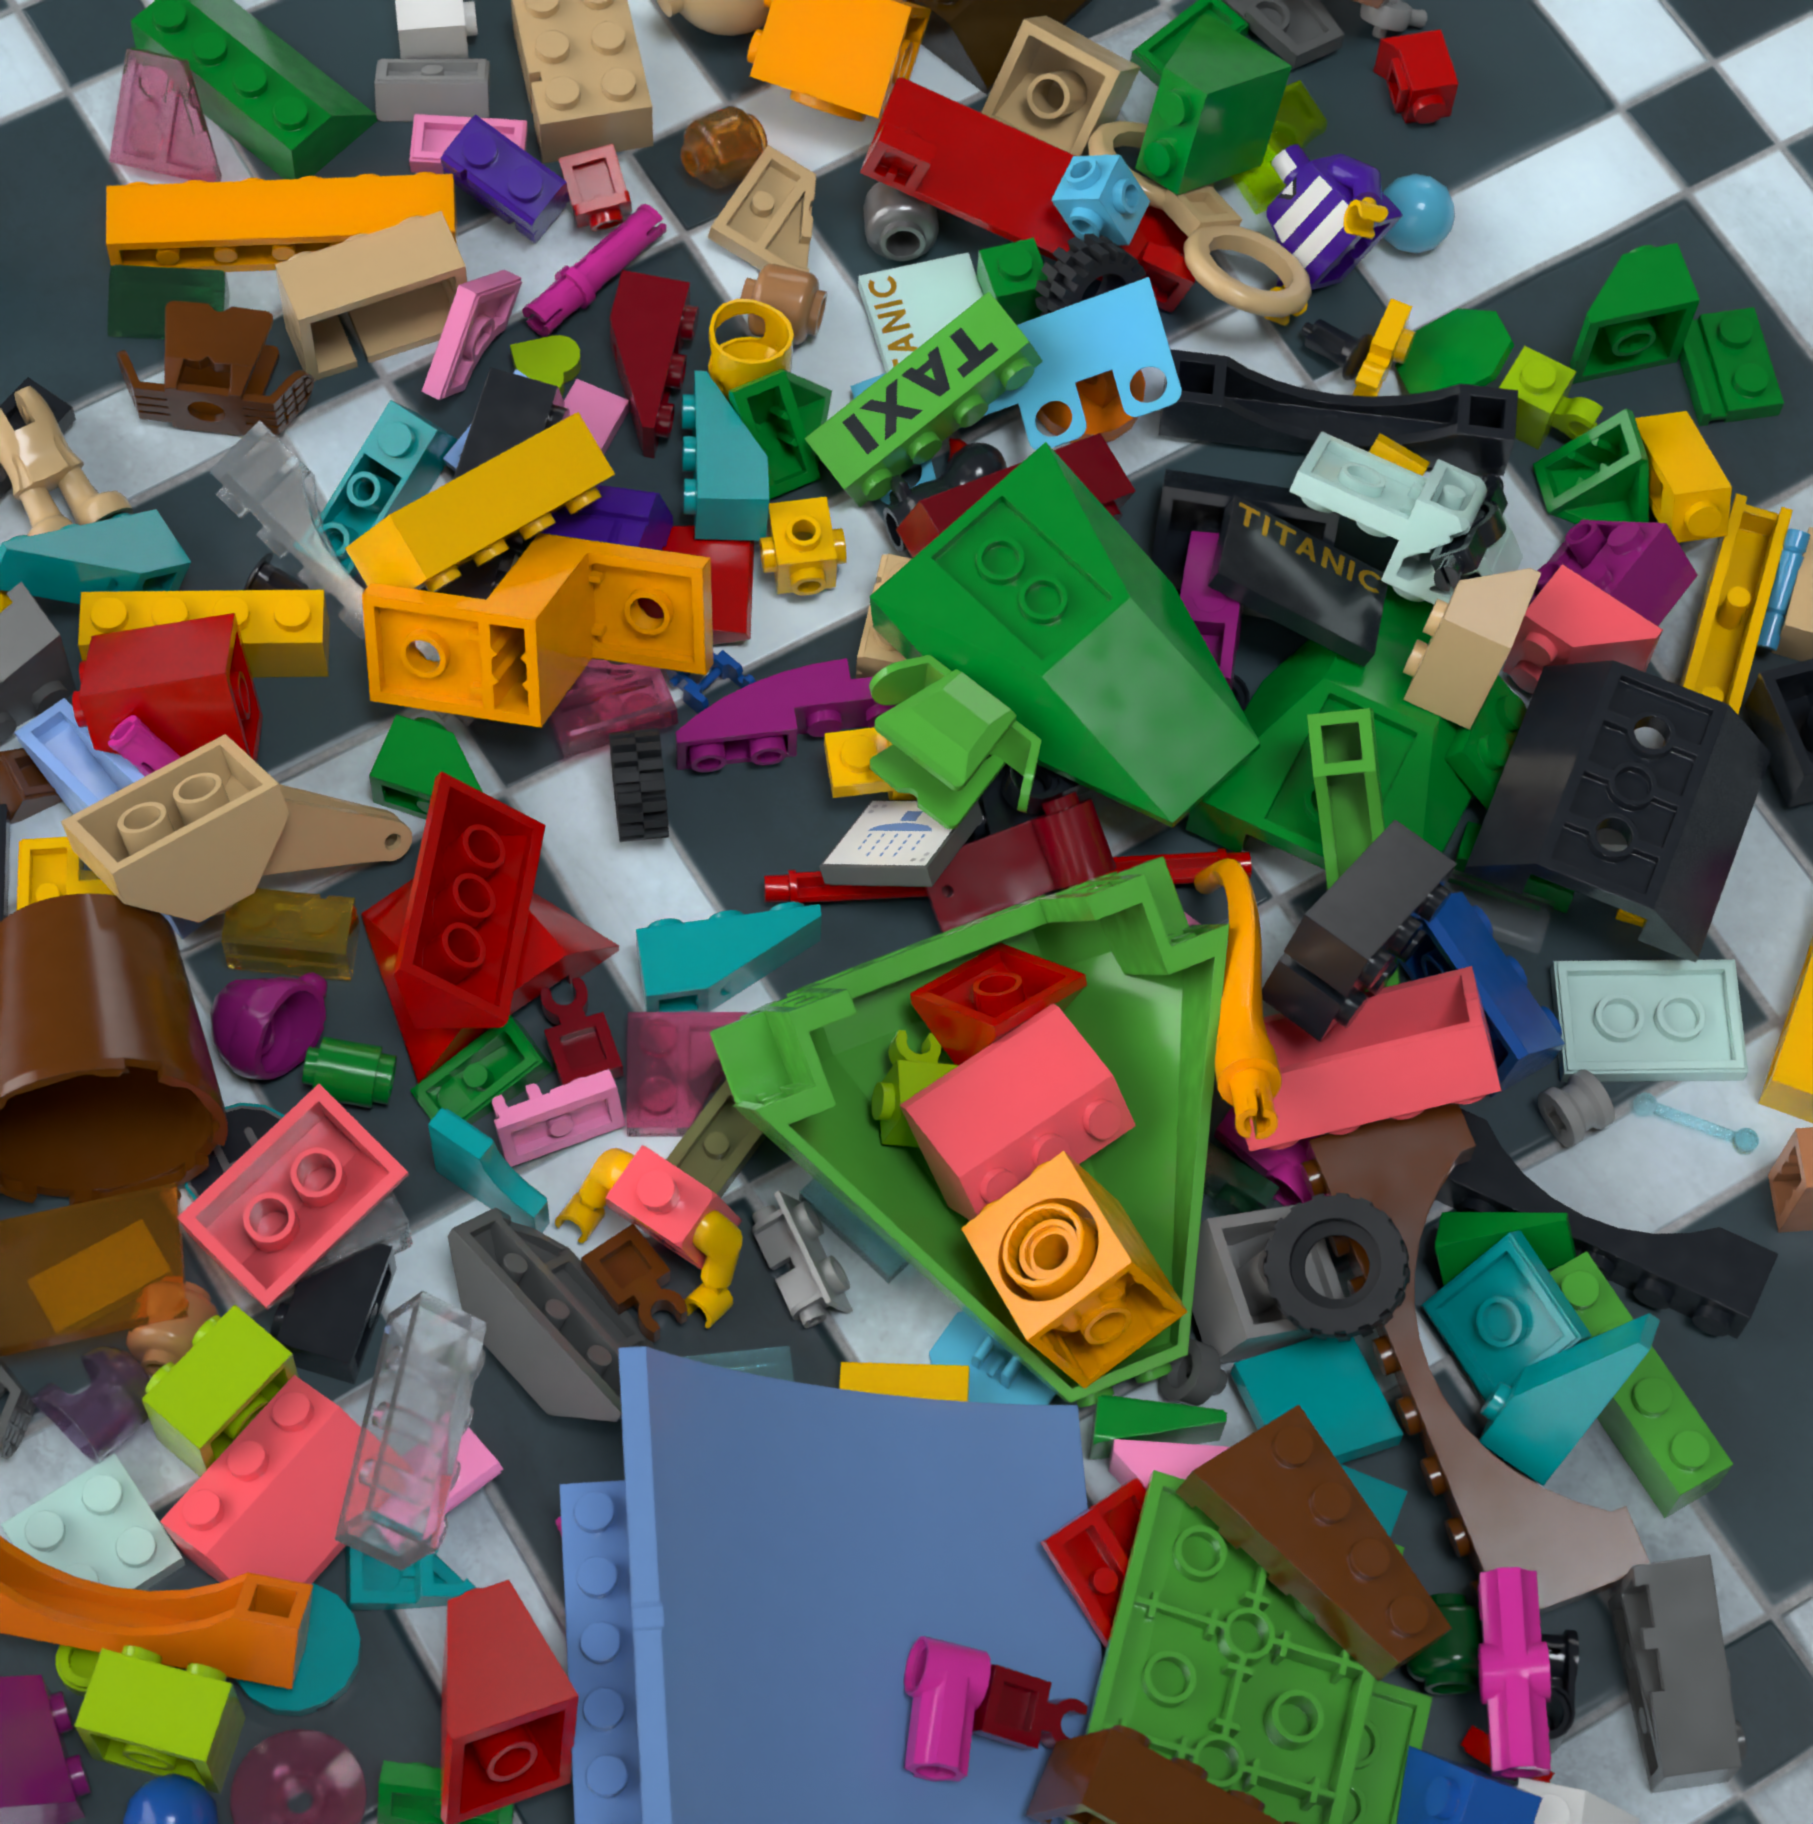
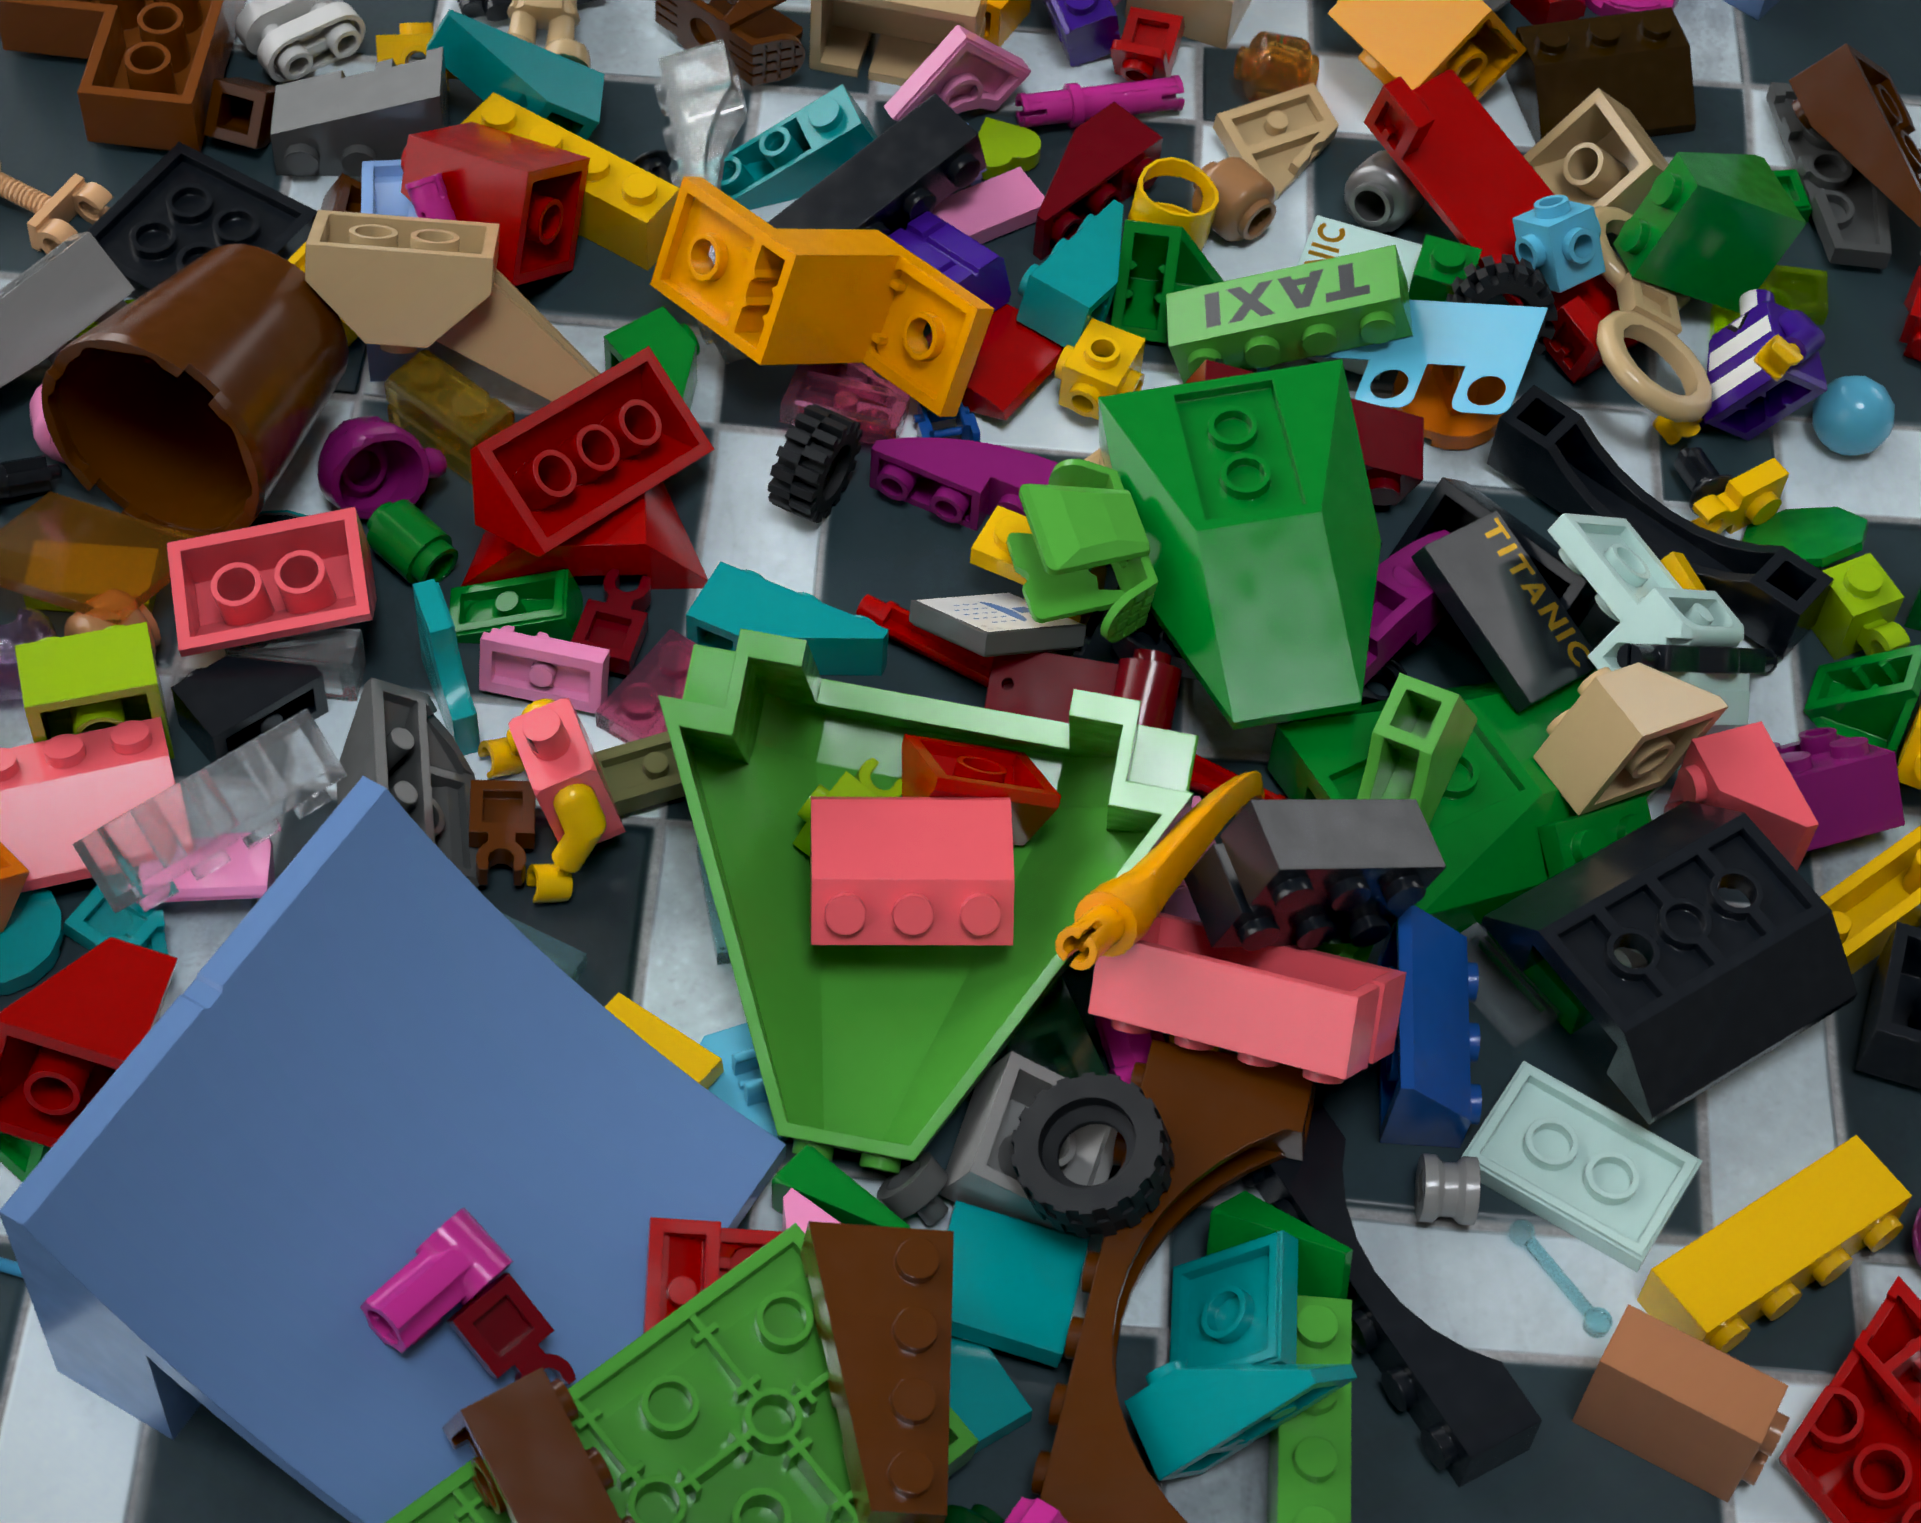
camera: 35 degrees right, 10 degrees down
(483, 509) = (843, 178): yellow wedge -> none
(793, 1236) = (663, 873): light grey hinge -> none
(1073, 1270) = (853, 1014): light orange brick -> none

